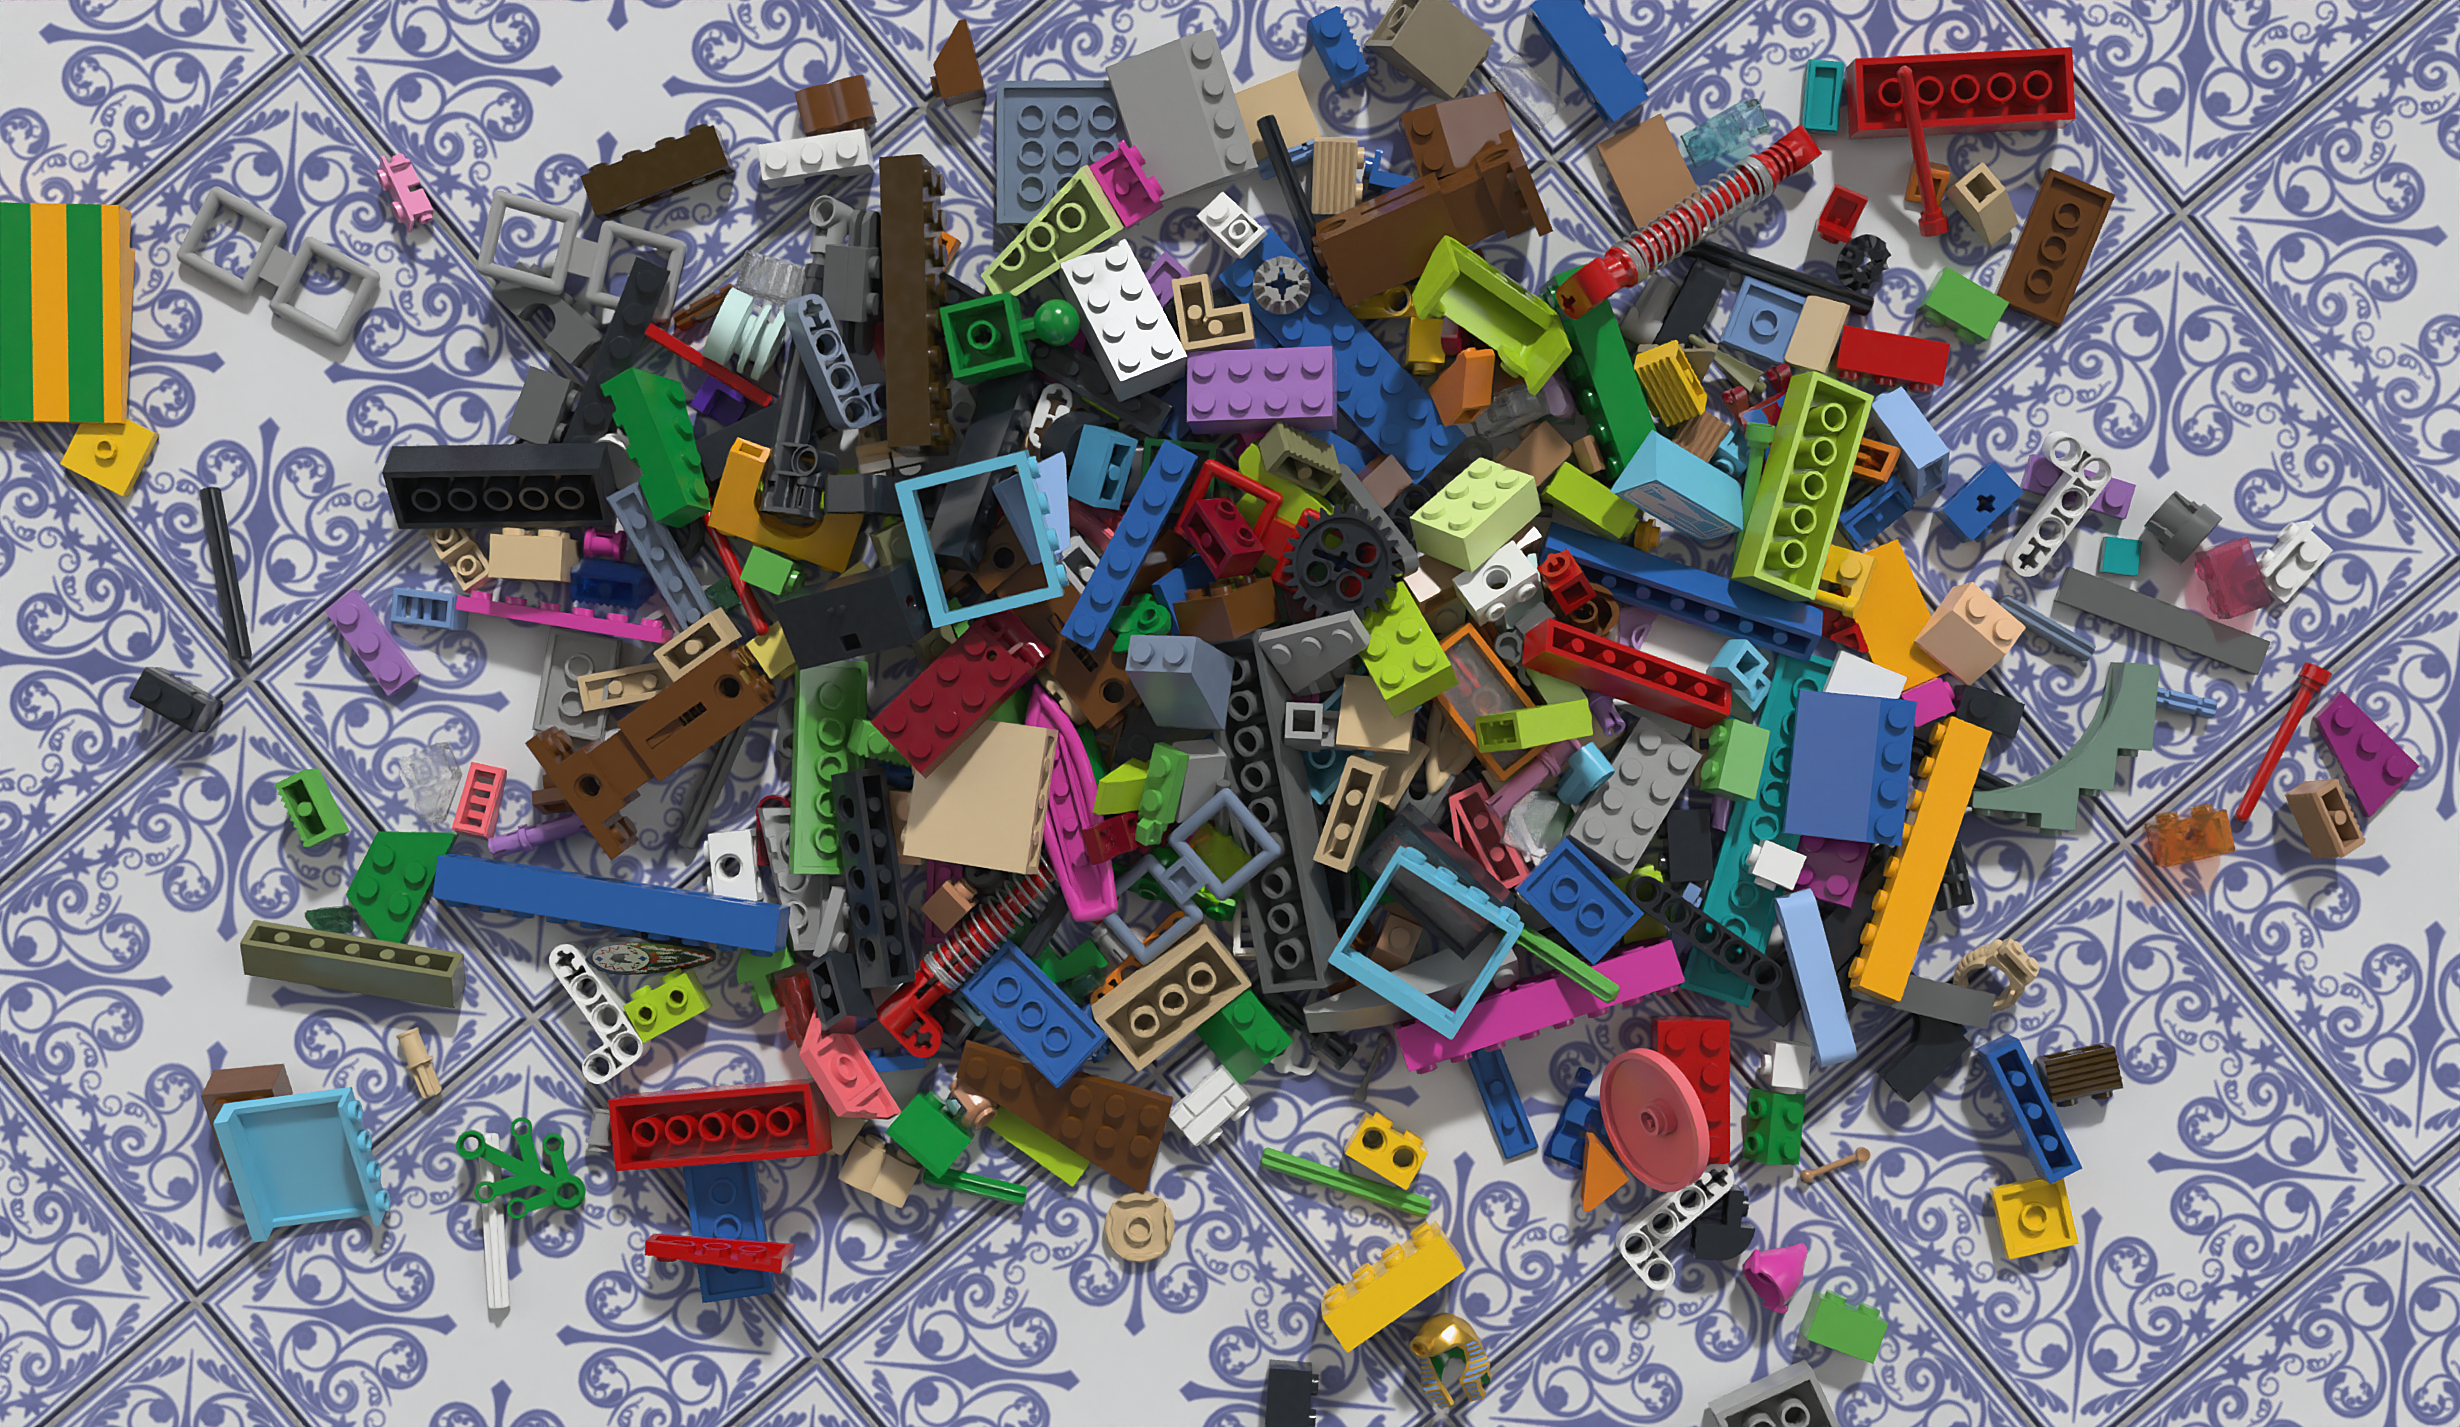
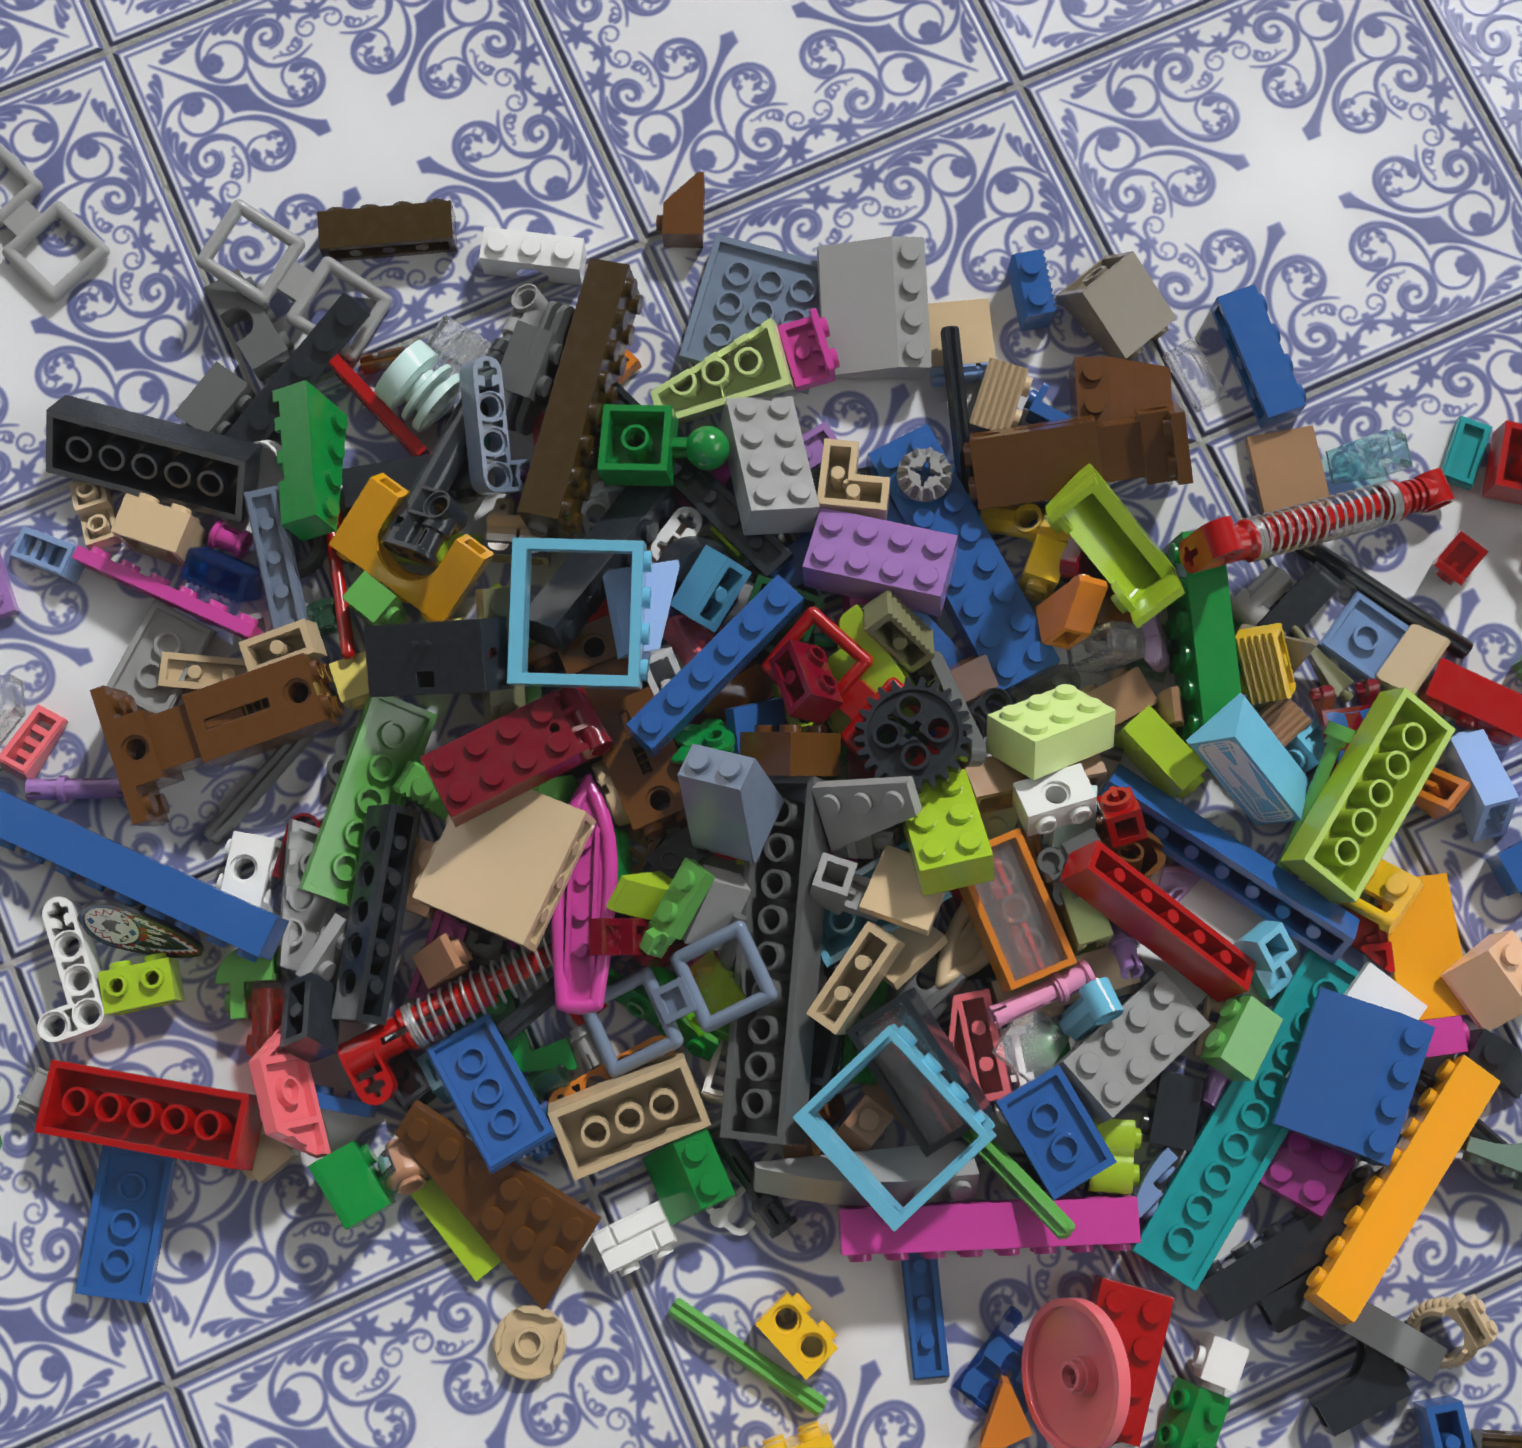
camera: 20 degrees right, 10 degrees down
(397, 179) = (155, 173): bright pink hinge -> none
(550, 798) = (97, 758): dark orange tile -> none
(720, 401) = (377, 441): dark purple panel -> none
(720, 1251) = (106, 1242): red wing -> none
(836, 106) = (566, 215): reddish brown brick -> none
(875, 495) = (491, 553): black beam -> none
(880, 1170) = (293, 1209): tan brick -> none
(897, 775) = (430, 828): blue pin -> none
(978, 1186) = (383, 1253): green axle -> none
(1231, 226) = (891, 412): white slope -> none
(1360, 1093) = (786, 1270): dark grey hinge -> none
(1533, 726) = (1056, 941): lime slope -> none
(1647, 535) = (1207, 802): light orange plate -> none
(1717, 943) = (1186, 1209): black beam -> none
(1774, 865) = (1256, 1153): white brick -> none
(1815, 978) = (1270, 1279): light blue beam -> none
(1853, 256) = (1463, 598): black gear -> none
(1874, 512) = (1430, 842): blue hinge -> none
(1955, 884) = (1430, 1226): black hips -> none

